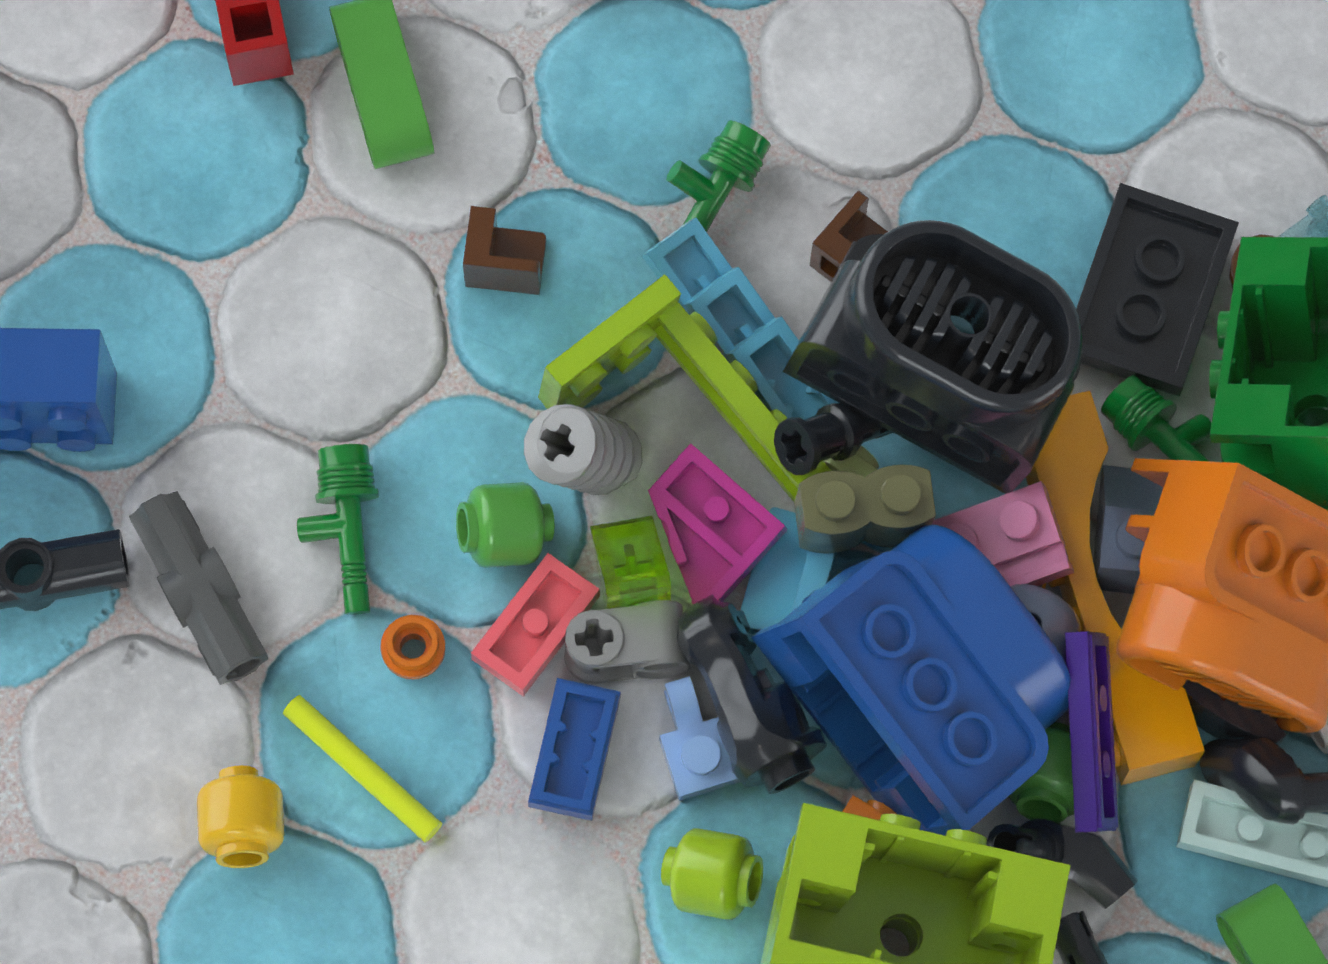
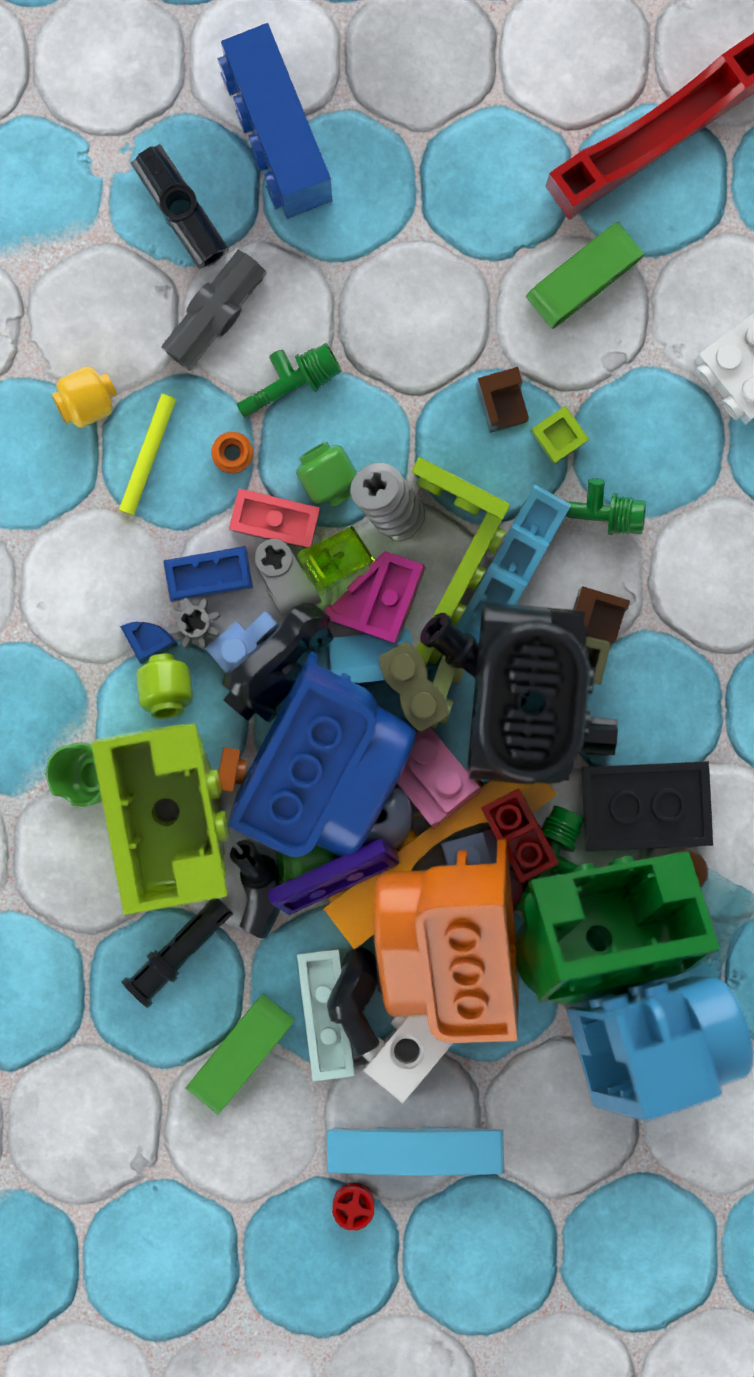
camera: 70 degrees right, 15 degrees up
(586, 199) = (559, 435): none -> lime plate
(631, 877) = (147, 639): none -> blue tile
(638, 775) = (198, 634): none -> light grey gear
(1102, 454) = (526, 843): none -> red slope

